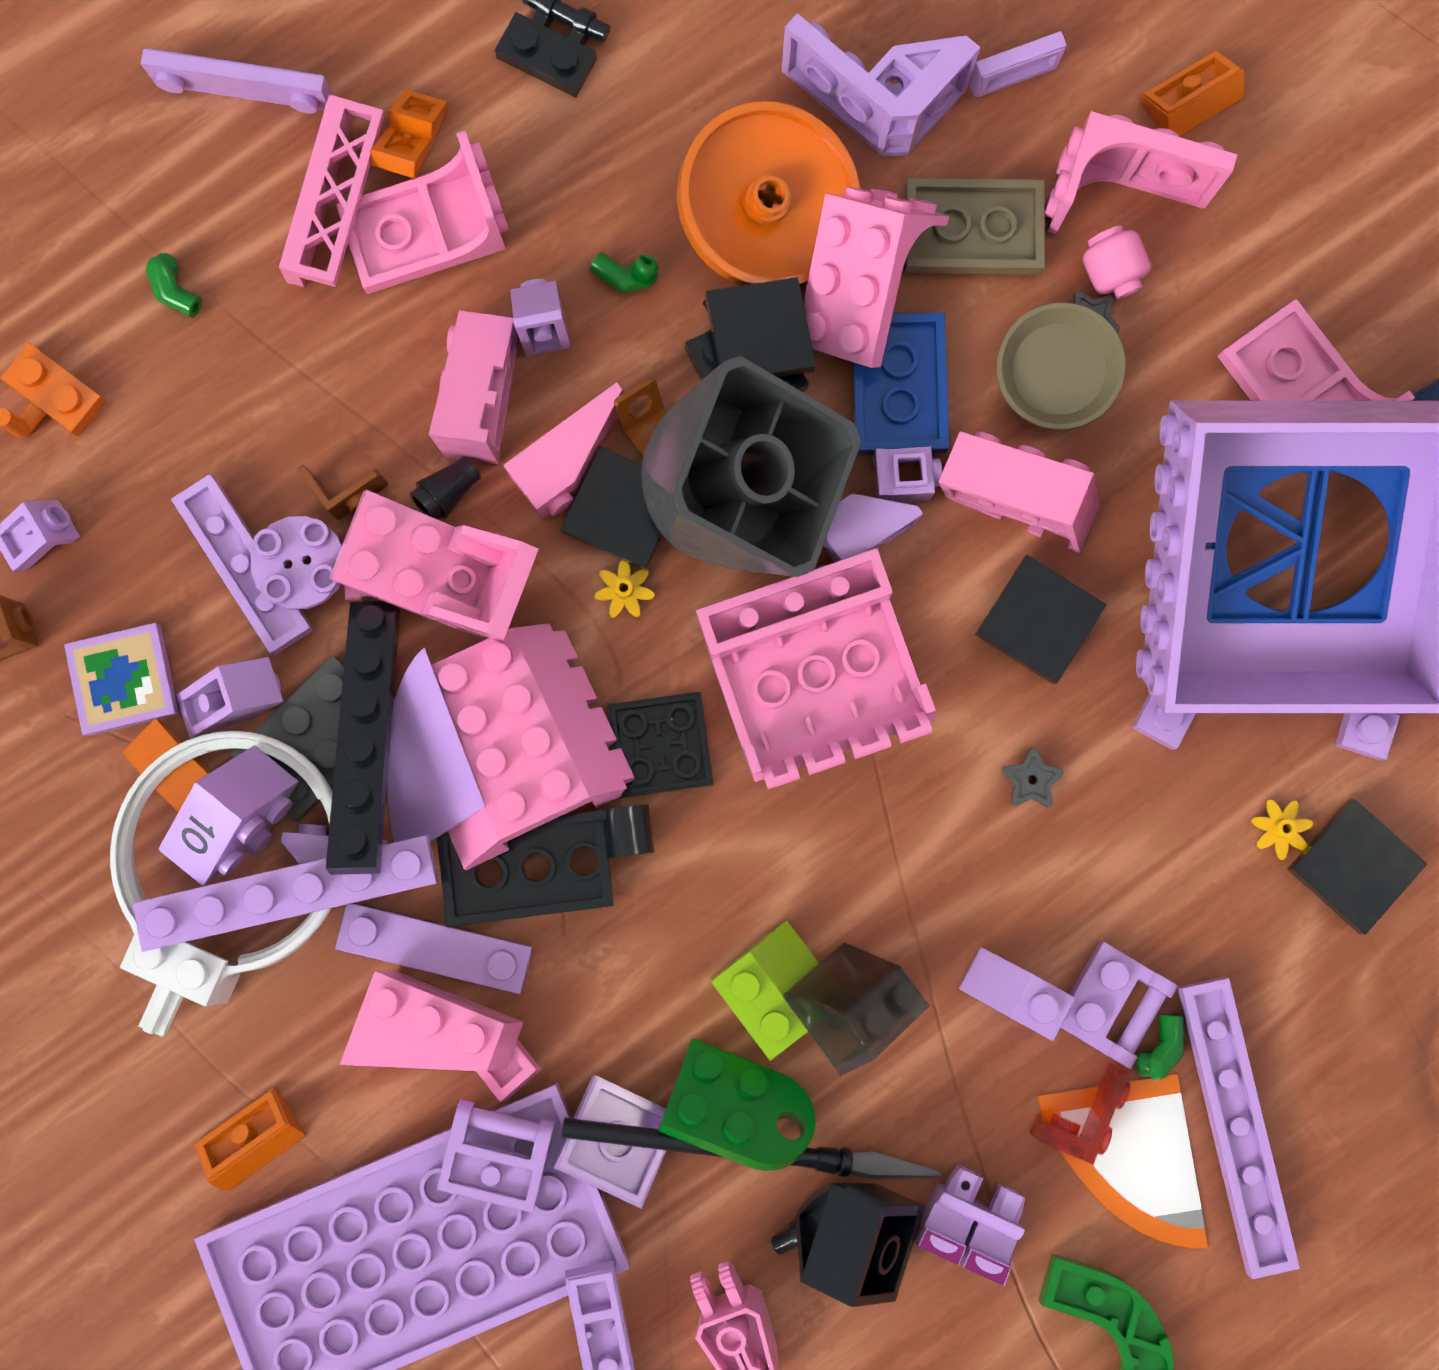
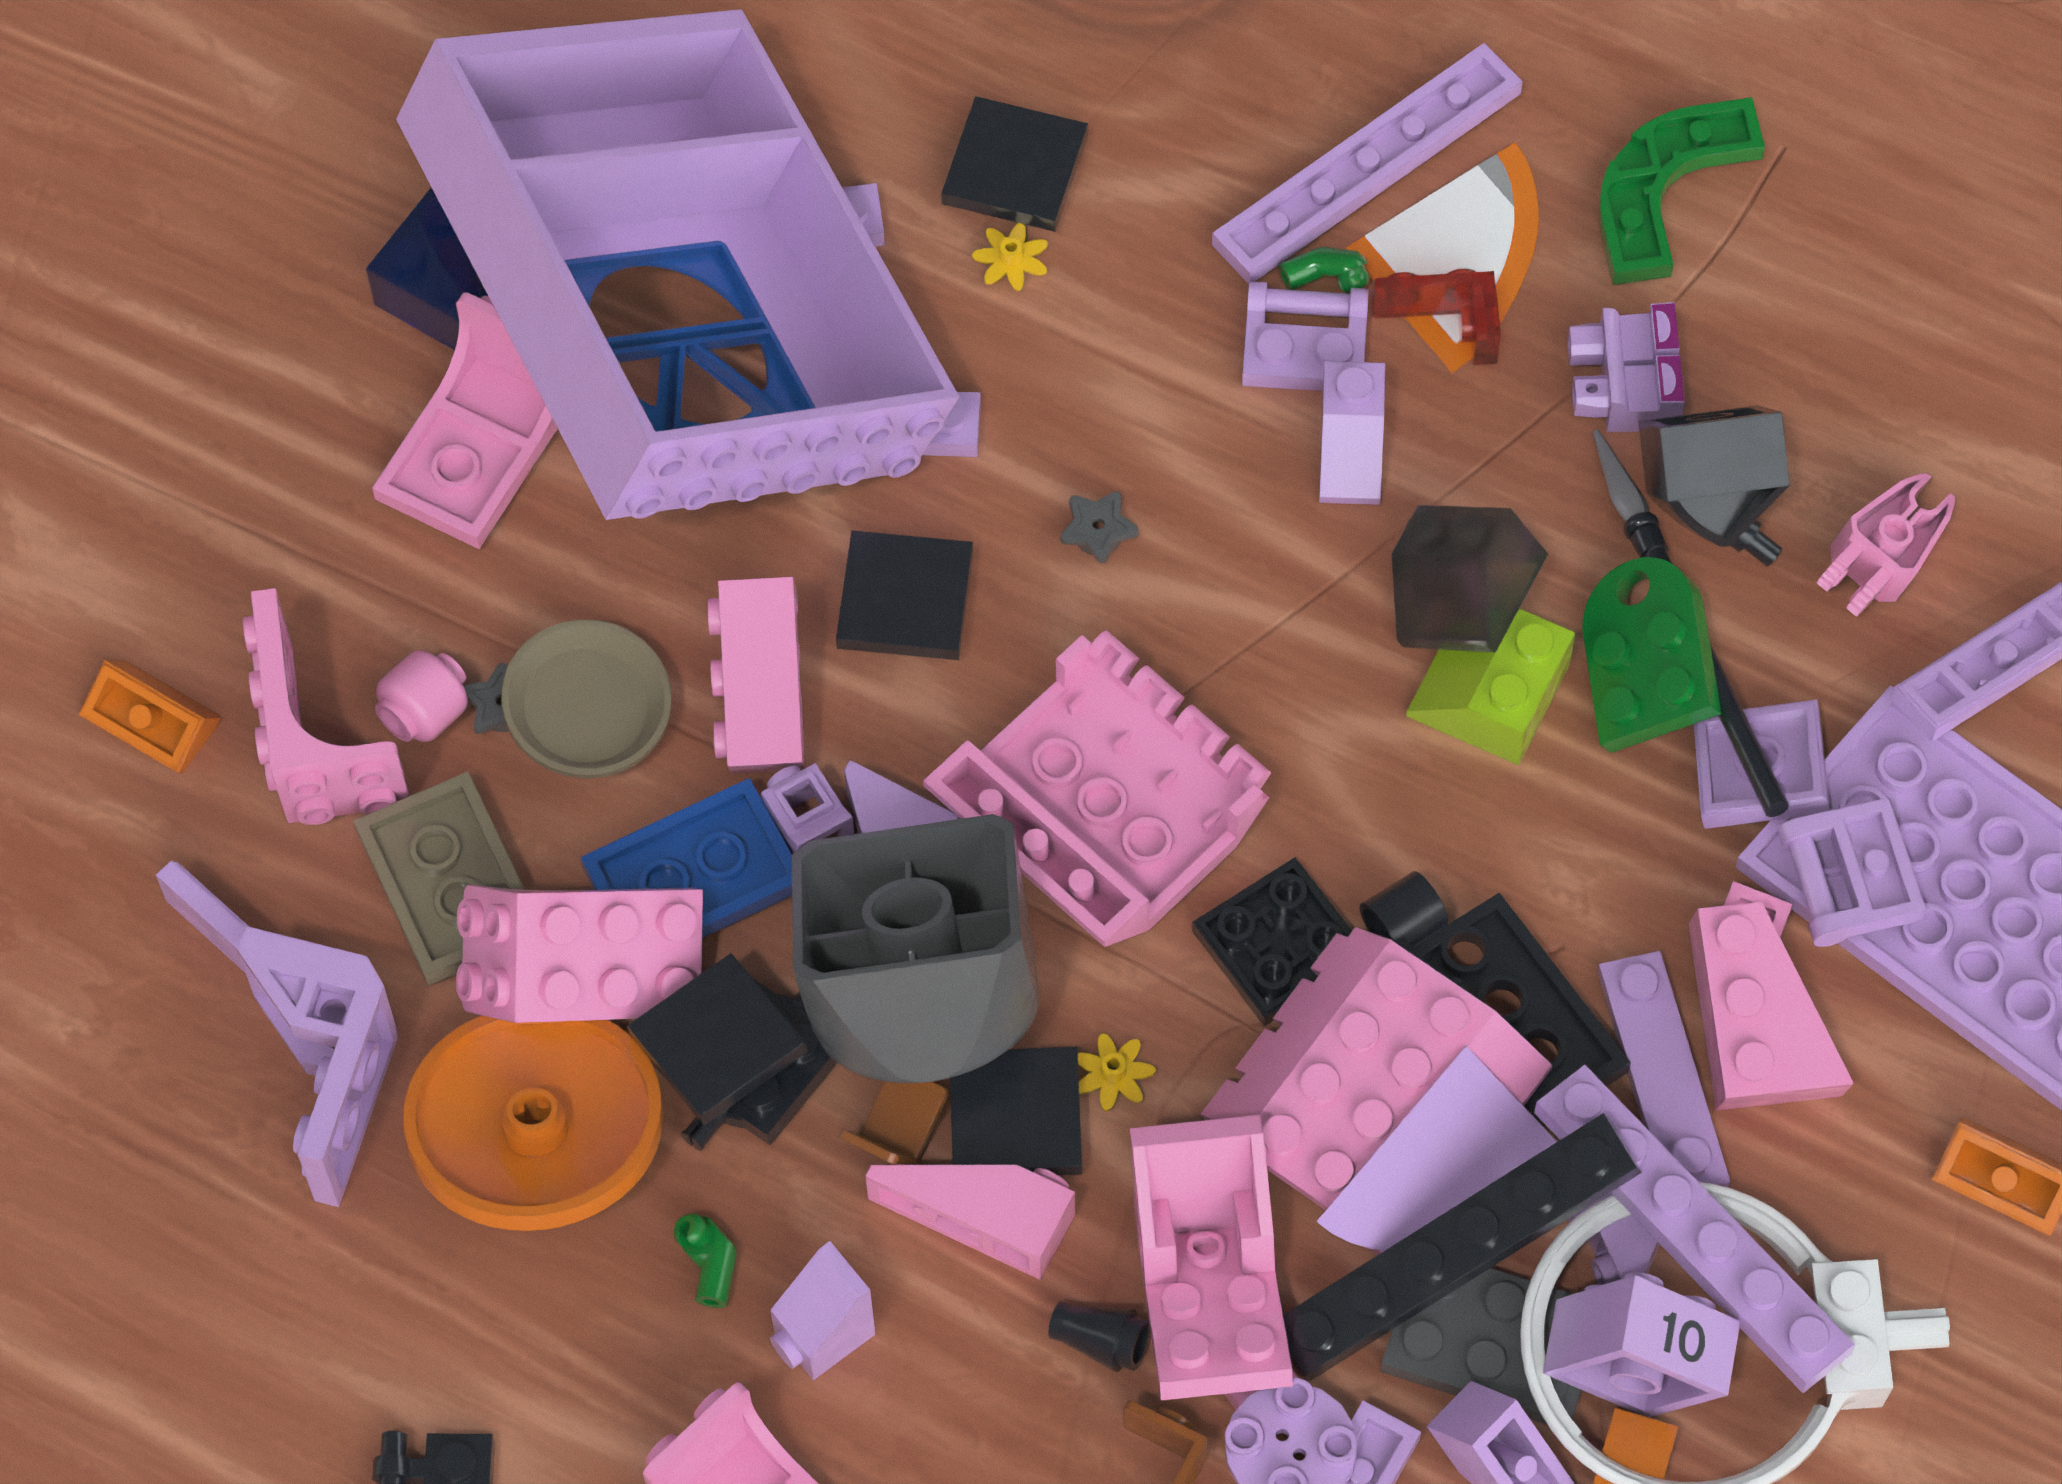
camera: 115 degrees left, 20 degrees down
(475, 387) = (955, 1350): bright pink wedge -> none

